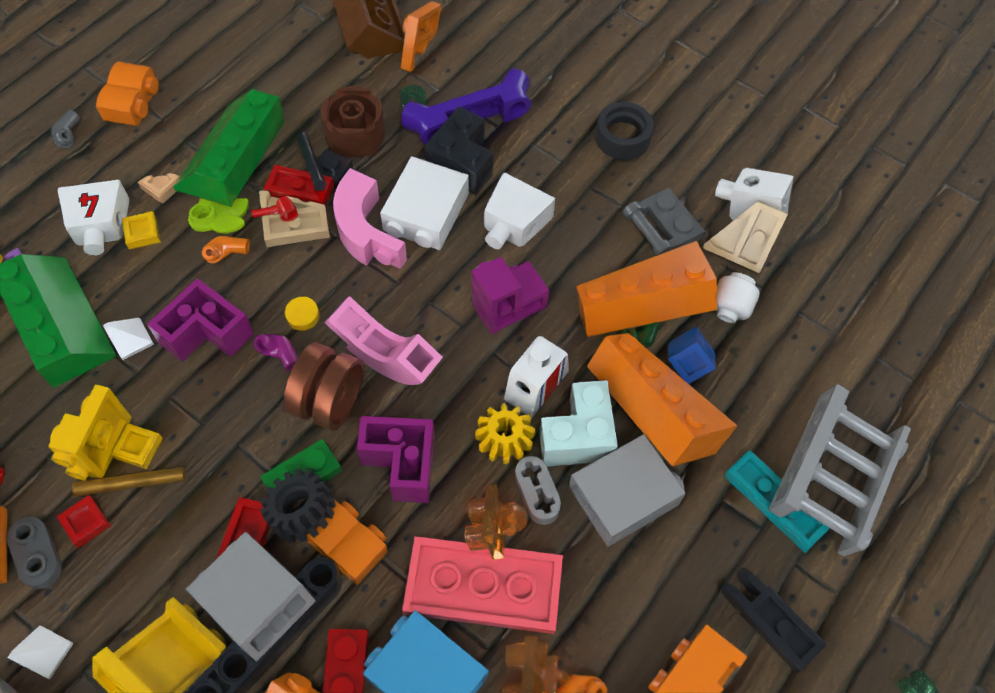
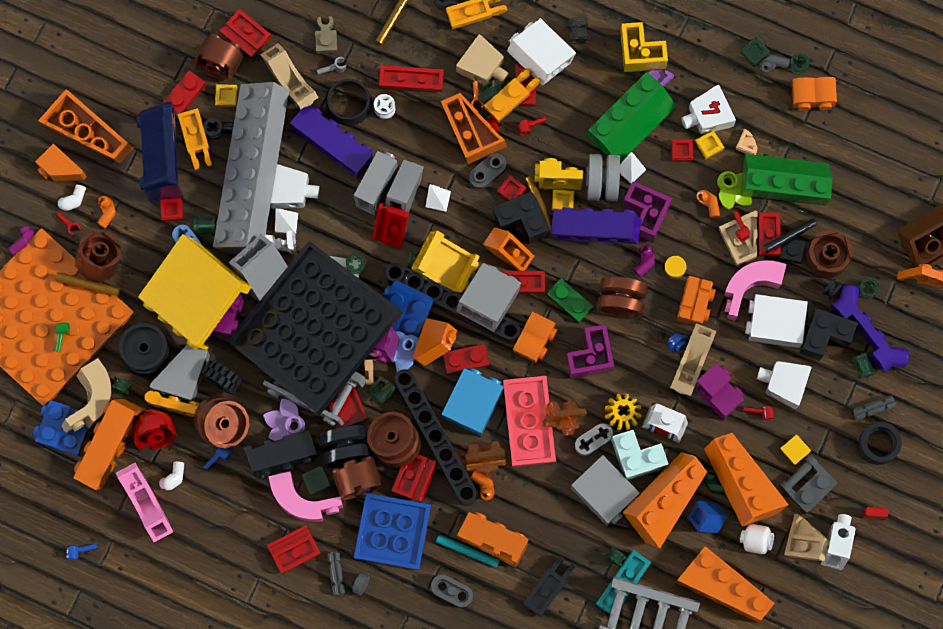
camera: 80 degrees right, 15 degrees up
(37, 145) = (755, 52): none -> clear green plate
(78, 96) = (795, 57): none -> clear green bush
(125, 365) = (603, 177): none -> light grey wheel
(128, 506) = (523, 212): none -> black brick
(133, 265) = (681, 150): none -> red tile
(178, 548) = (508, 249): none -> orange slope
(195, 396) = (596, 225): none -> dark purple brick
(305, 519) = (549, 296): black tyre -> none
(375, 296) = (695, 301): none -> orange brick
(396, 357) = (660, 322): bright pink arch -> none
(401, 134) = (832, 289): none -> black bush
(417, 328) = (677, 342): none -> blue plate
(449, 318) = (693, 359): none -> tan arch
(516, 123) = (864, 365): none -> clear green bush
(551, 247) = (767, 412): none -> red hand
(573, 129) = (873, 407): none -> dark grey axle
(611, 227) = (795, 450): none -> yellow tile
(718, 154) = (875, 513): none -> red tile
(736, 499) = (616, 557): none -> clear green bush
(794, 359) = (722, 584): none -> orange wedge

